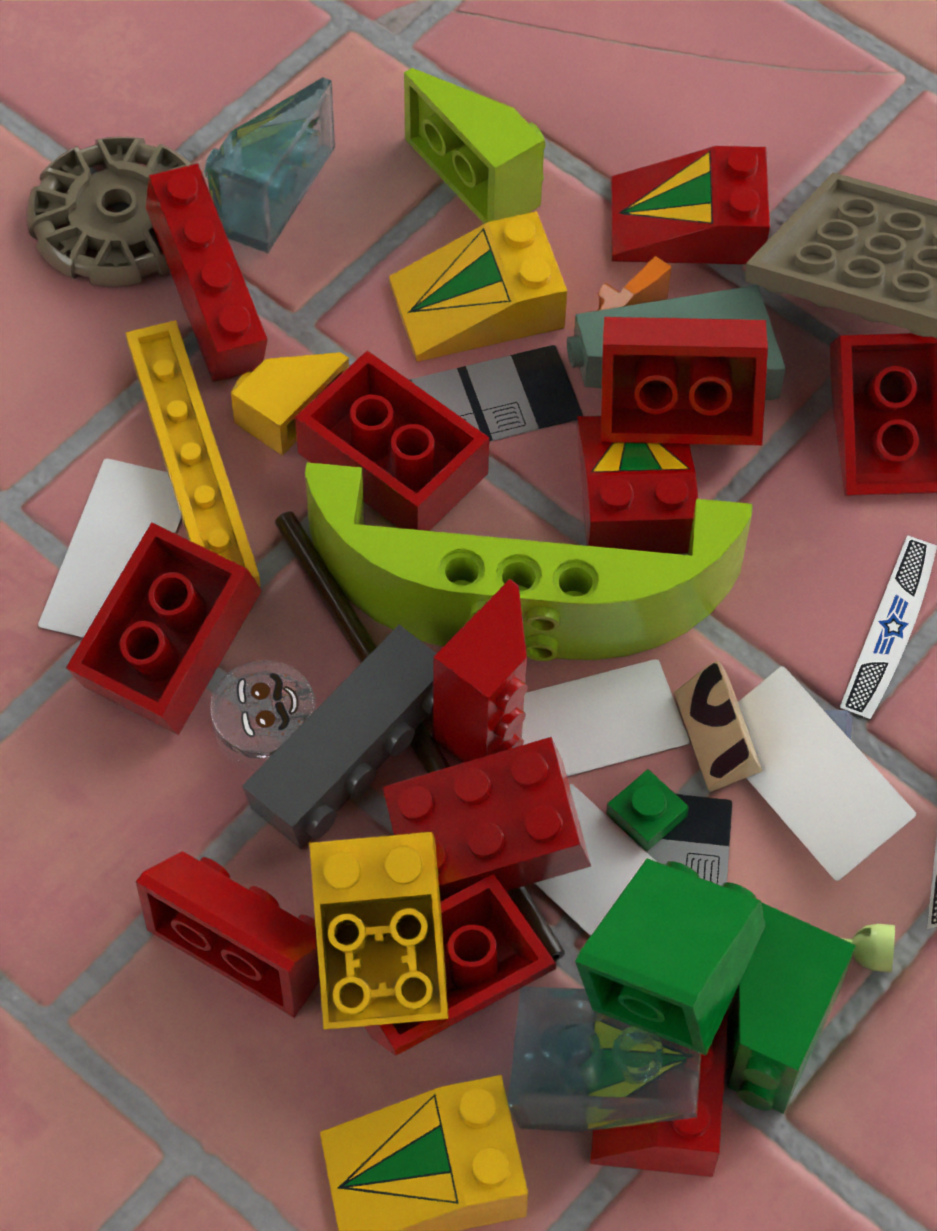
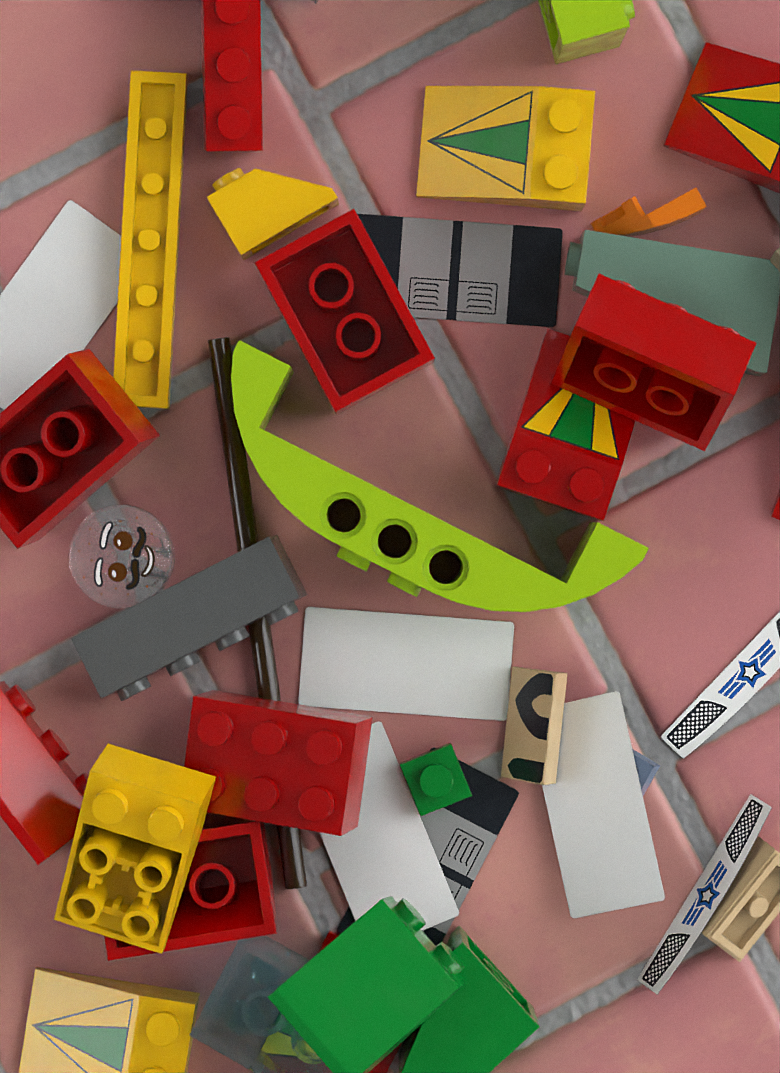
camera: 20 degrees right, 30 degrees up
(482, 681) = (323, 641): red slope -> none
(875, 947) = (574, 986): yellowish green hinge -> none

